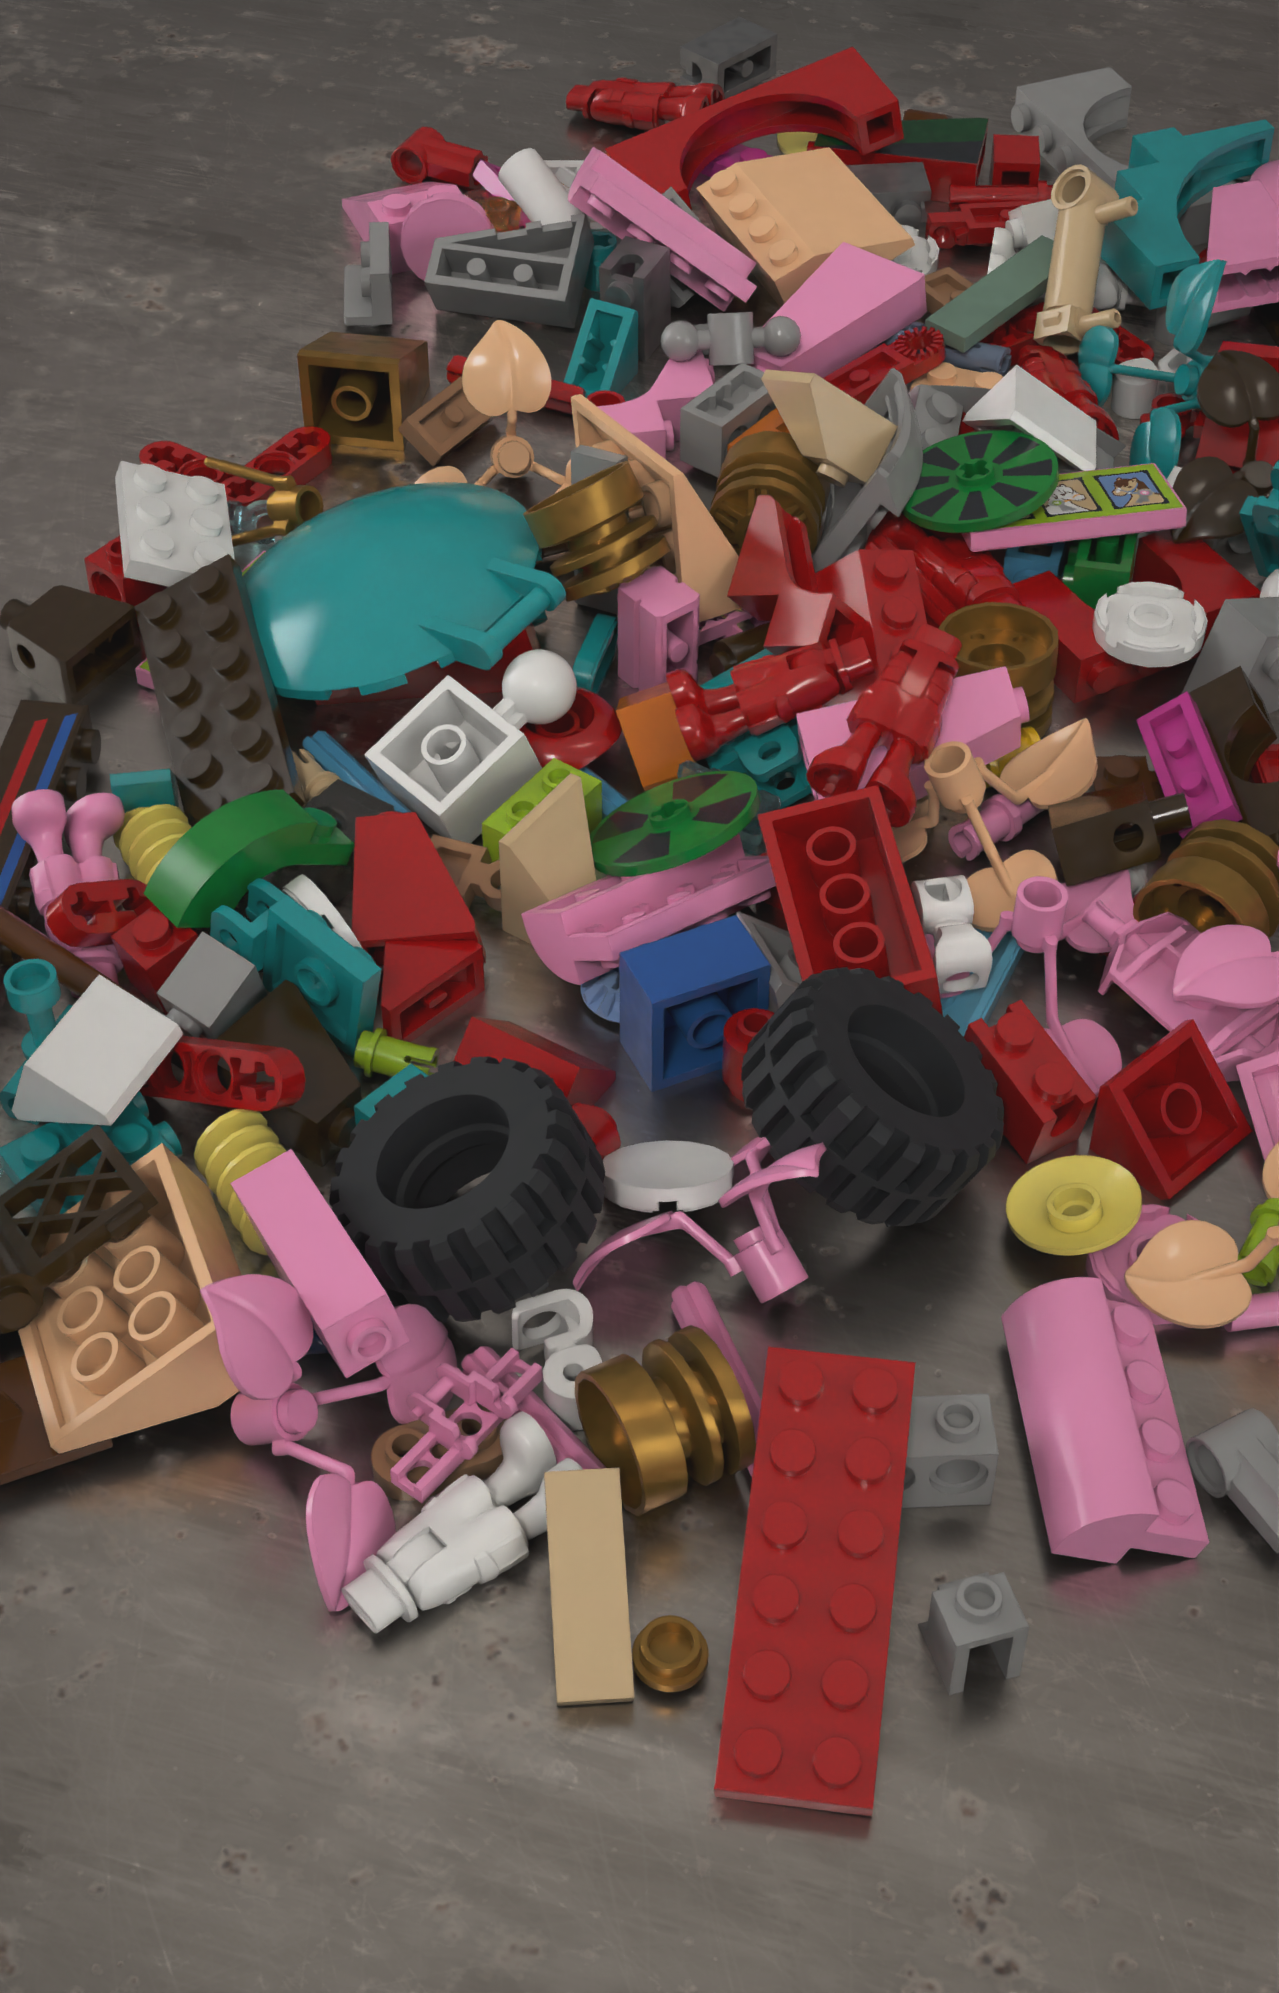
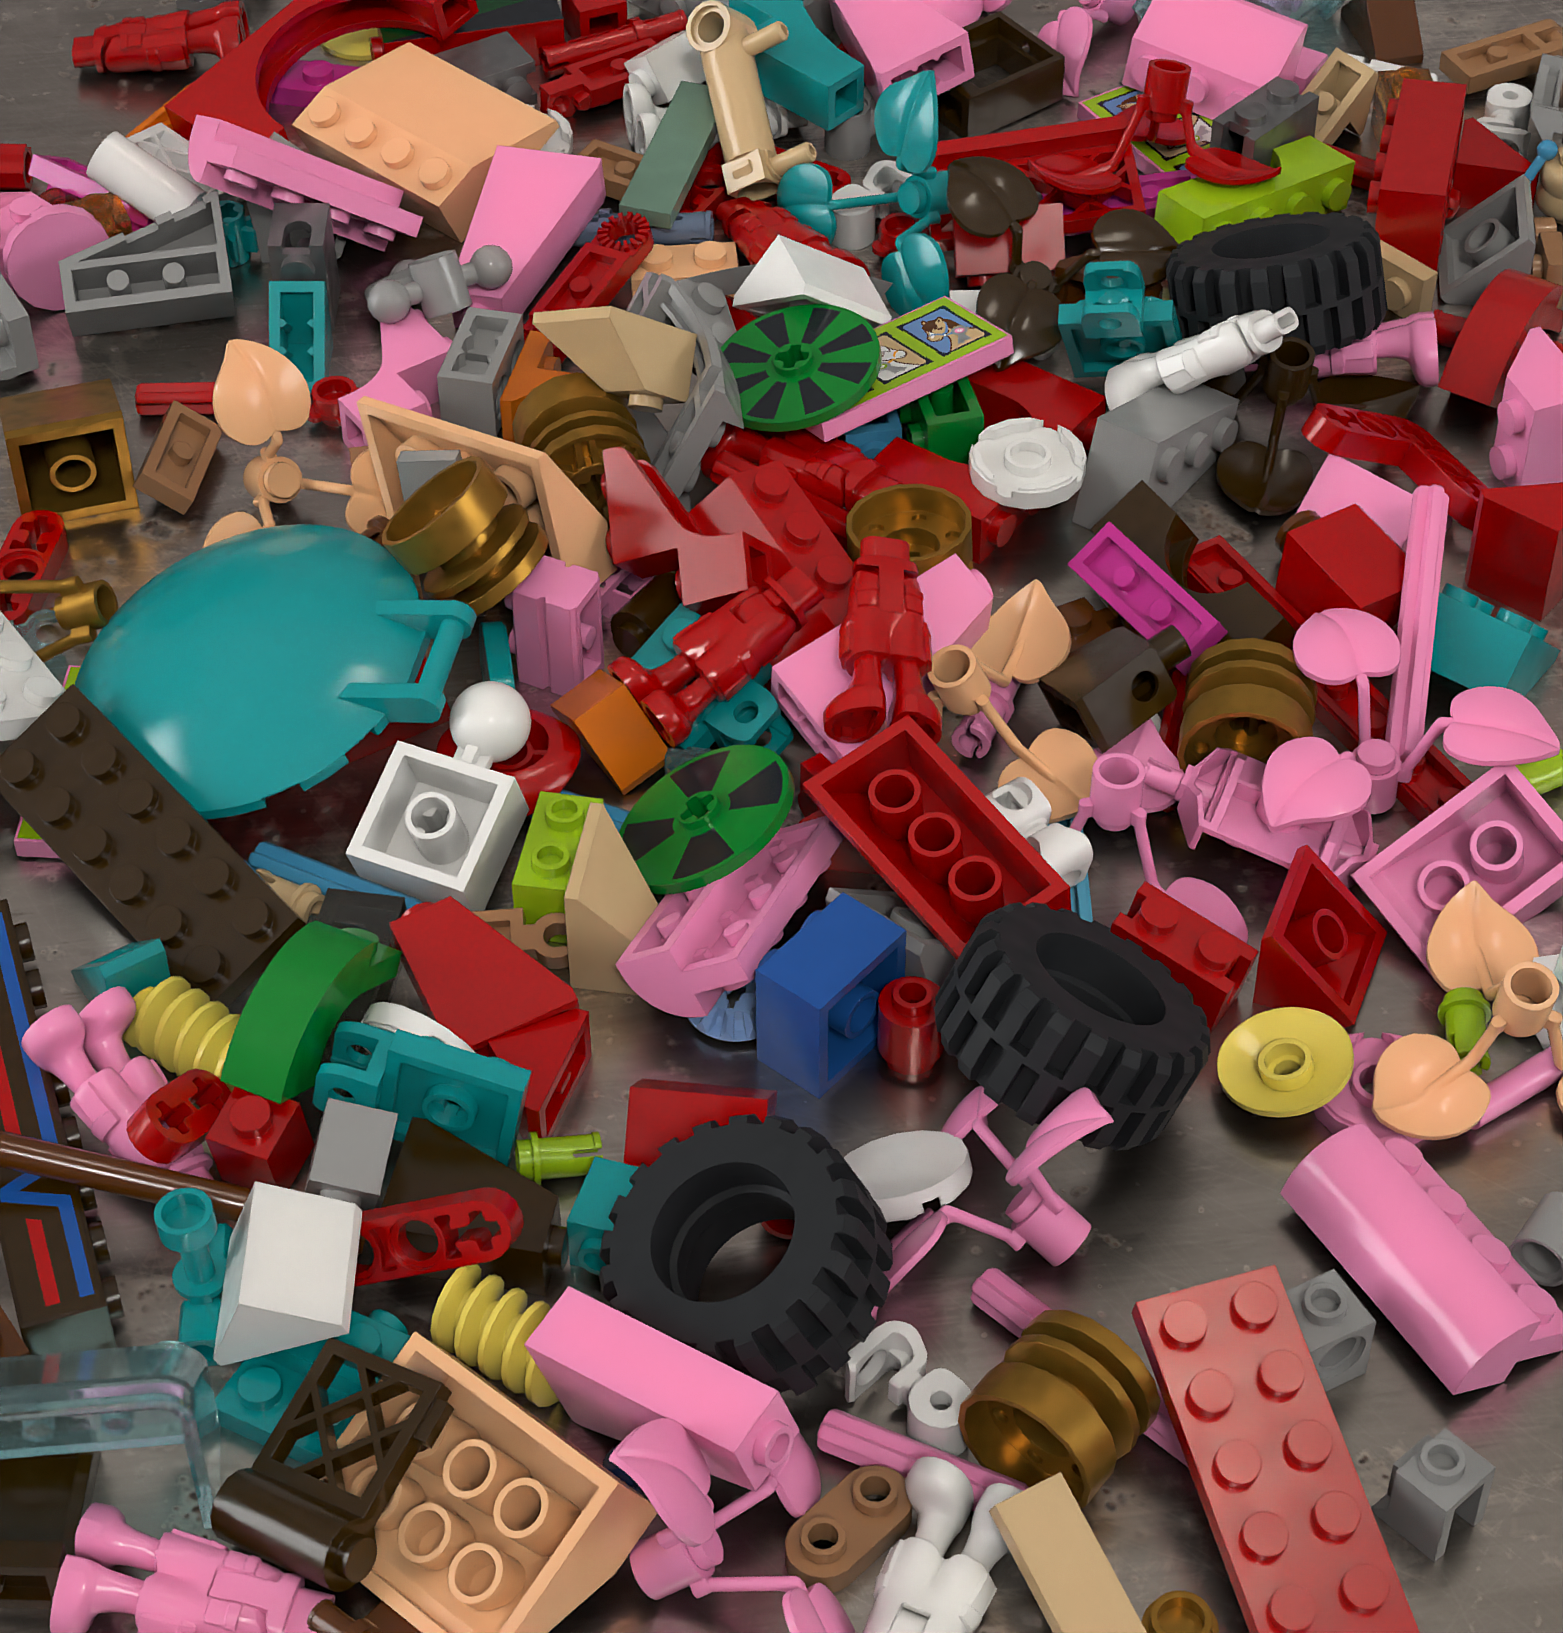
camera: 25 degrees left, 0 degrees up
(473, 1389) = (863, 1505): bright pink piece -> none

